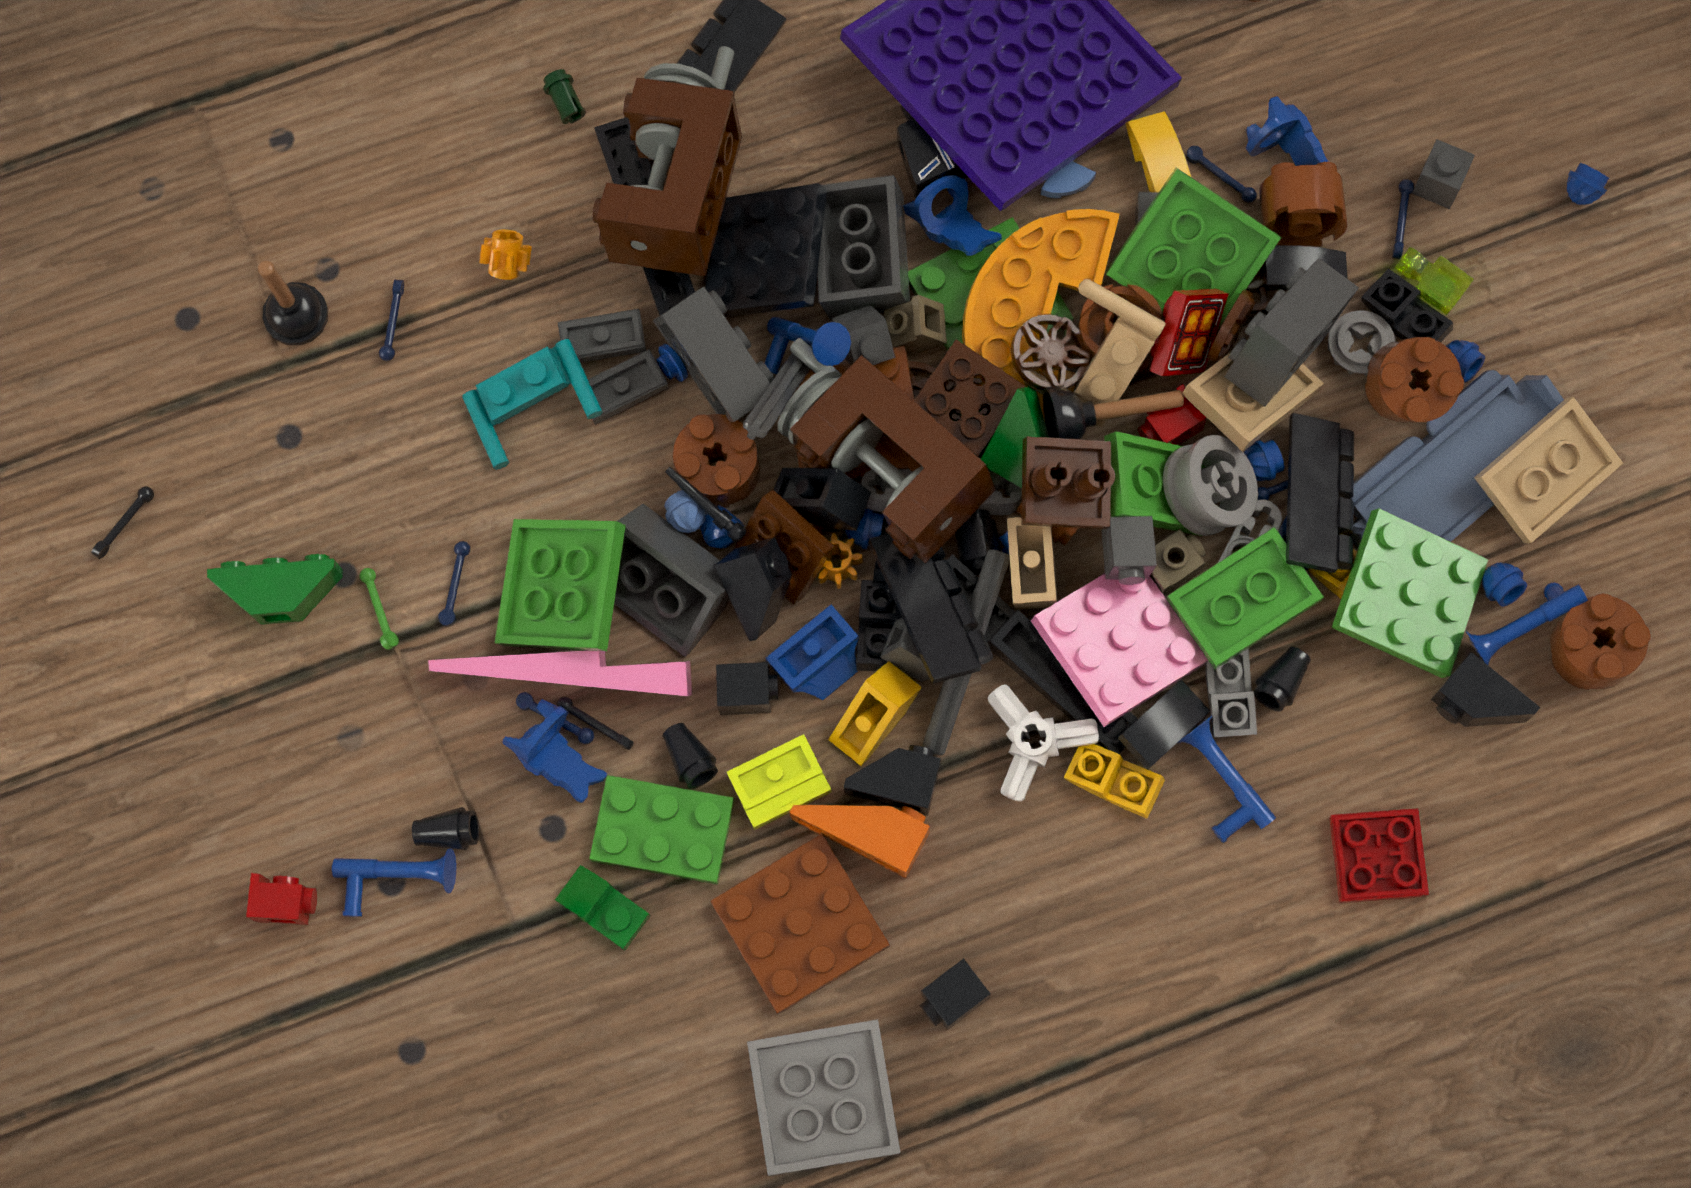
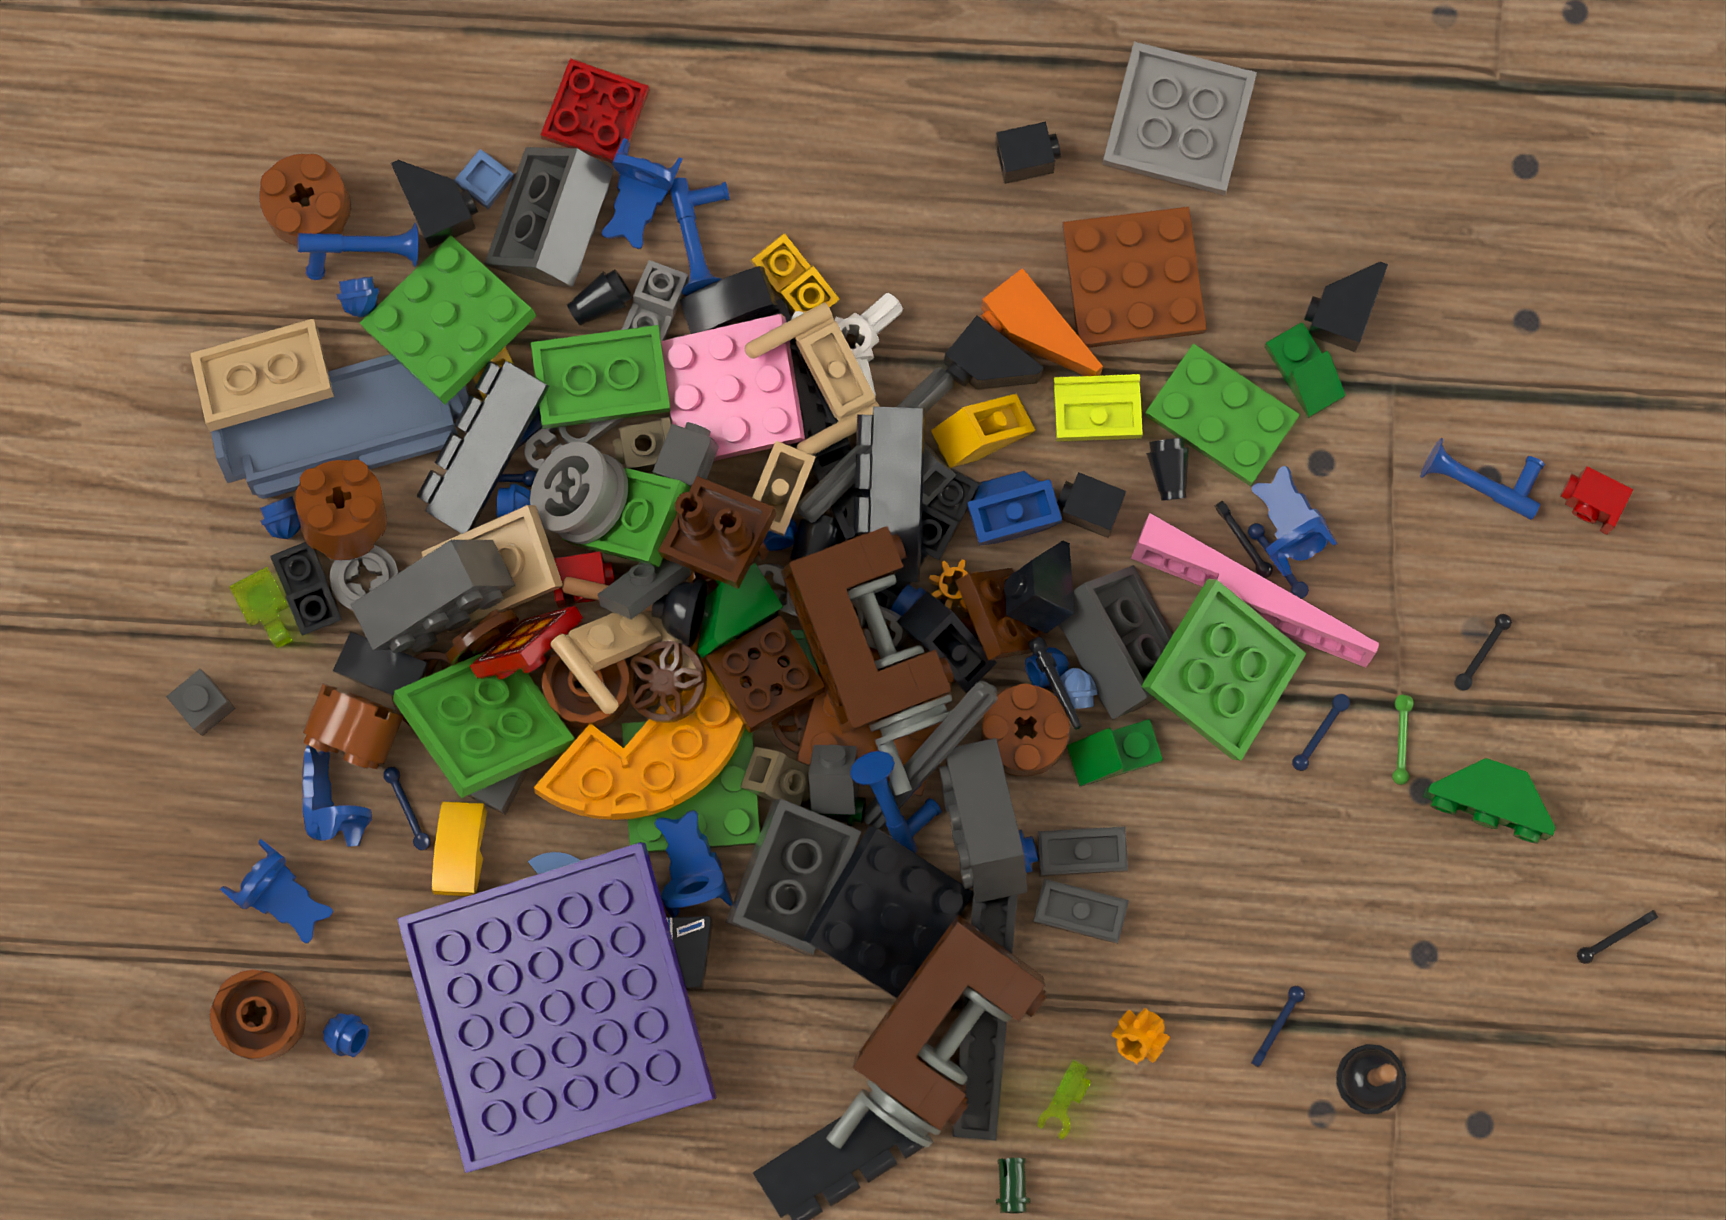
camera: 160 degrees left, 5 degrees up
(343, 685) = (1464, 680): none -> black hinge
(447, 830) = (1418, 497): black cone -> none
(523, 387) = (1177, 890): teal plate -> none
(548, 190) = (1071, 1088): none -> clear neon green plate
(586, 980) = (1345, 307): none -> black slope
(632, 482) = (1114, 752): none -> green slope
(1035, 692) = (832, 368): none -> tan plate
(1112, 407) = (642, 587): none -> dark grey plate
(1297, 799) = (640, 188): none -> blue hair
(1298, 59) = (274, 890): none -> blue hair
(1368, 732) = (550, 215): none -> dark grey slope
(1405, 188) = (239, 713): dark blue hinge -> none
(1447, 745) = (484, 179): none -> medium blue tile
(1586, 184) = (70, 633): blue plate -> none

